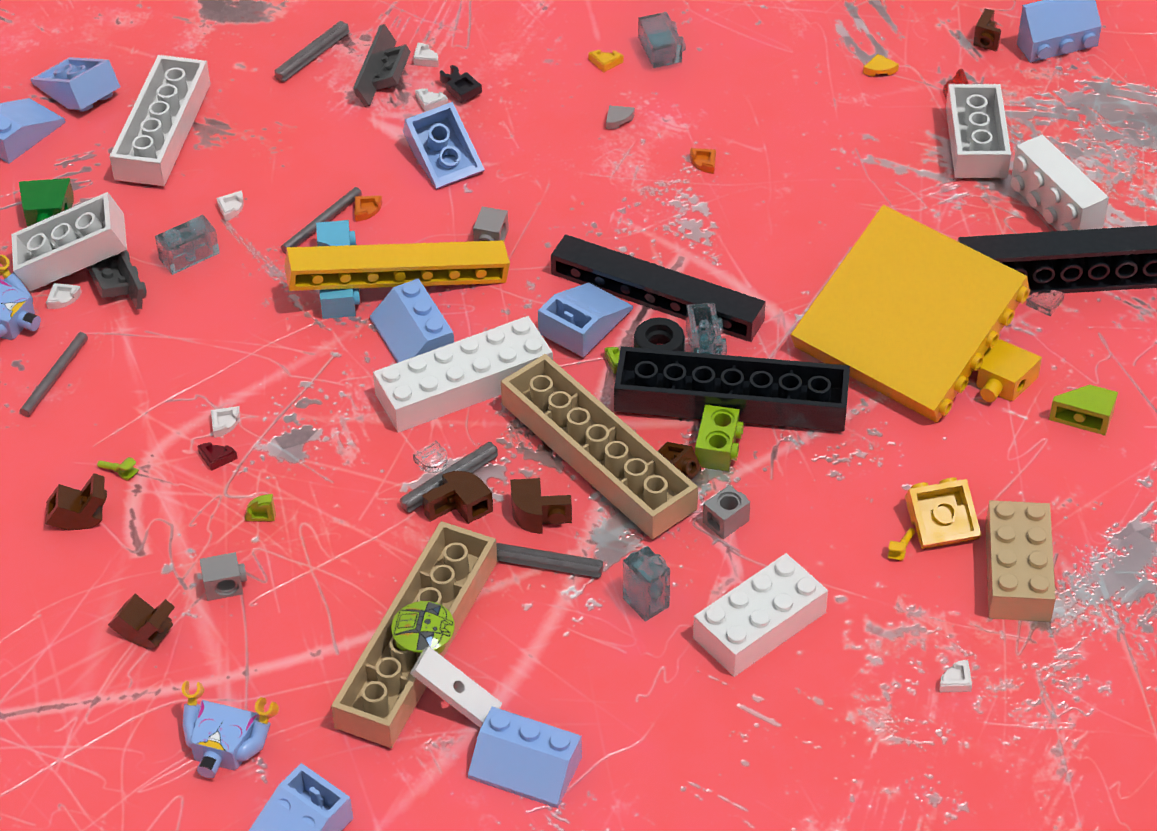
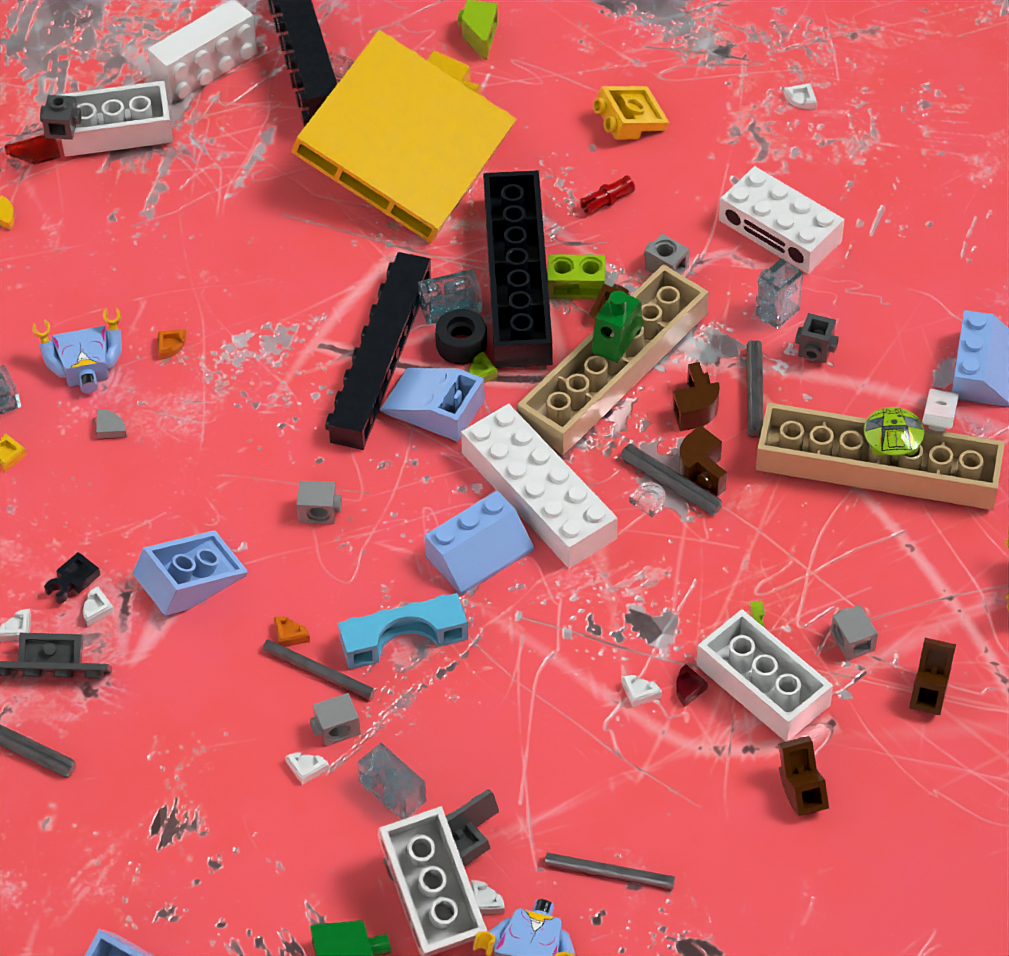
camera: 100 degrees left, 5 degrees up
(125, 469) = (730, 758): lime hand -> none
(160, 120) = (182, 861): white brick -> none
(192, 494) = (764, 675): none -> white brick
(262, 220) = (335, 719): none -> light grey brick
(396, 264) = (408, 560): yellow brick -> none
(584, 609) = (817, 338): none -> dark grey brick
(608, 422) = (621, 316): none -> green torso
(694, 97) = (84, 354): none -> light blue torso
(829, 482) = (607, 194): none -> red pin
(898, 549) = (673, 141): yellow hand -> none
(955, 72) = (60, 117): none -> dark grey brick
(1020, 561) = (673, 57): tan brick -> none

